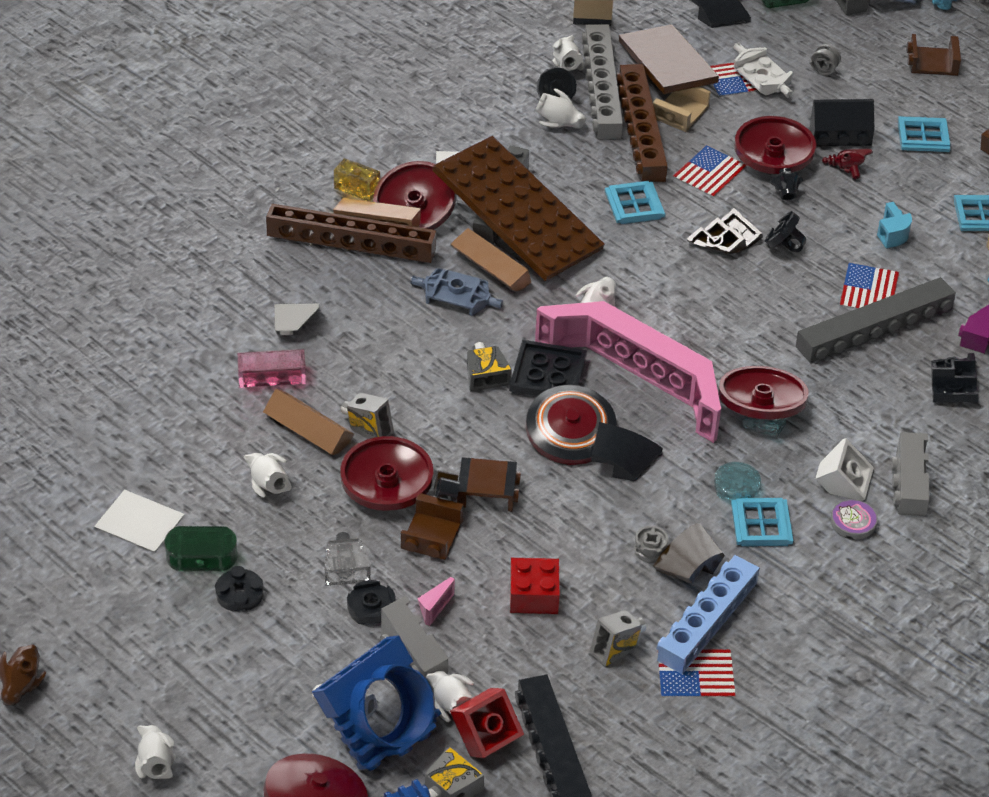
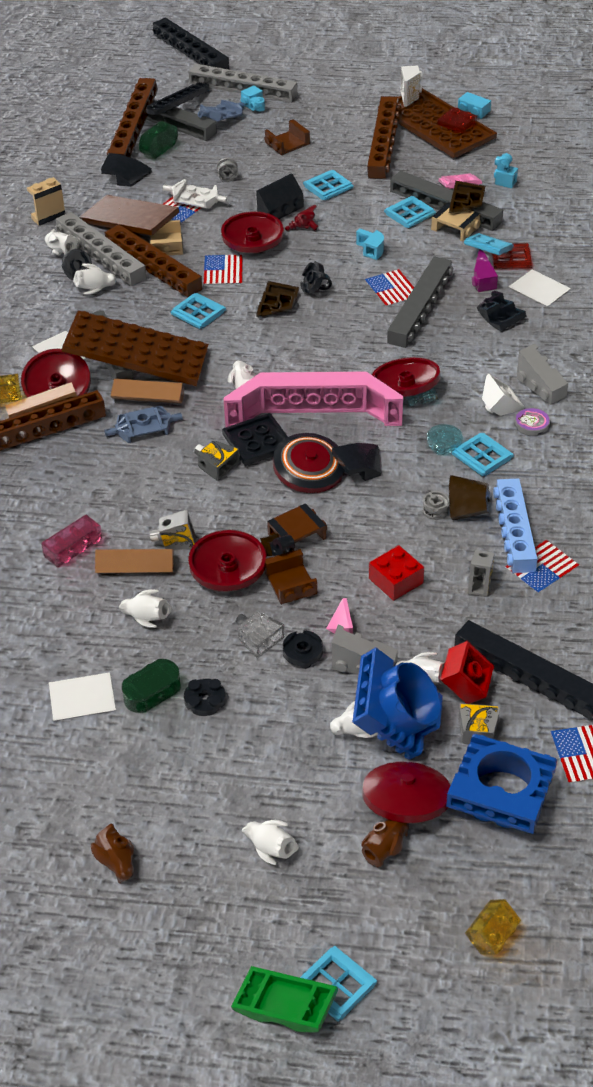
camera: 35 degrees left, 0 degrees up
(292, 316) = (51, 500): white slope -> none
(787, 183) = (283, 251): black rock -> none

